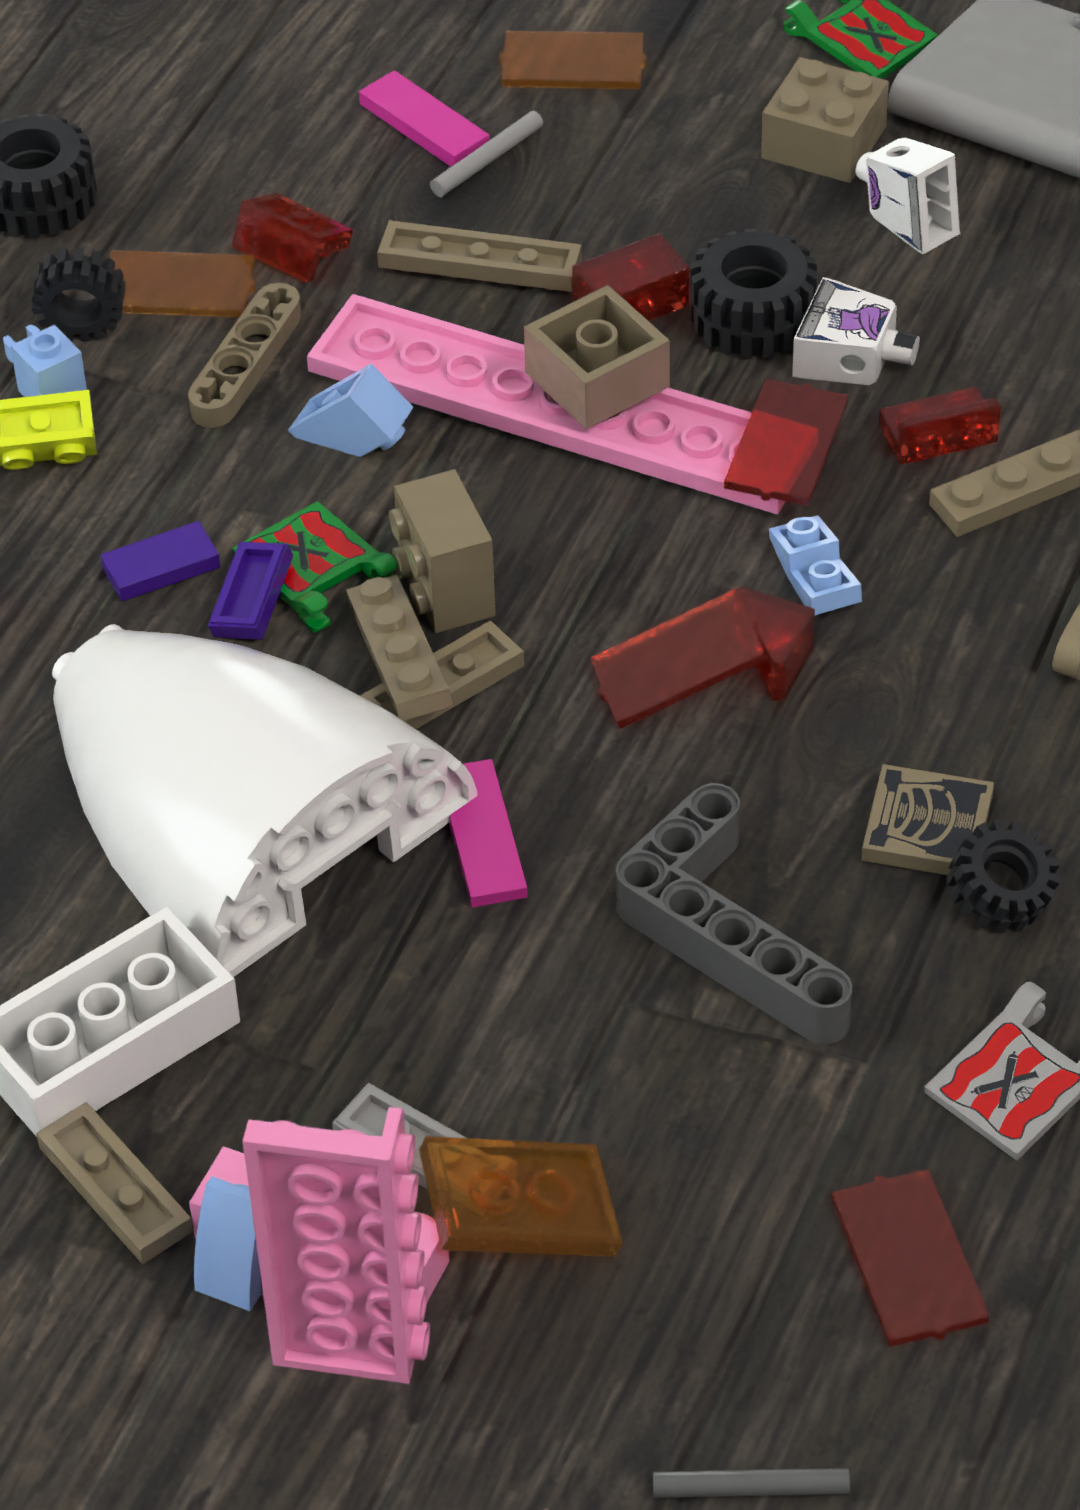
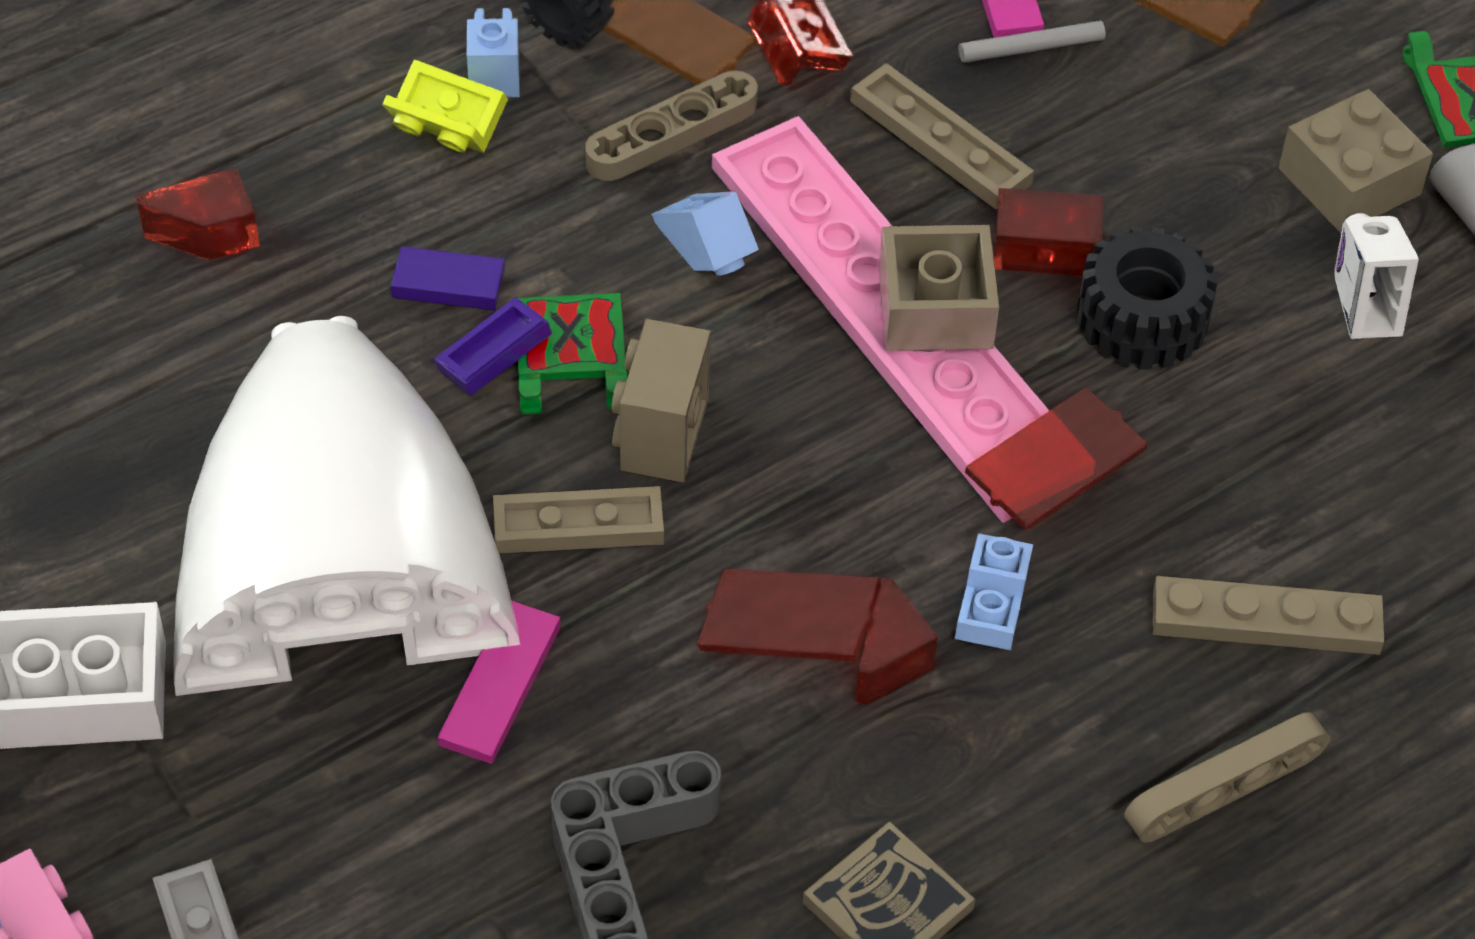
camera: 30 degrees right, 5 degrees up
(399, 648) = (558, 471): dark tan plate -> none
(849, 336) = (1203, 384): white torso -> none
(940, 424) = (1221, 516): clear red bracket -> none

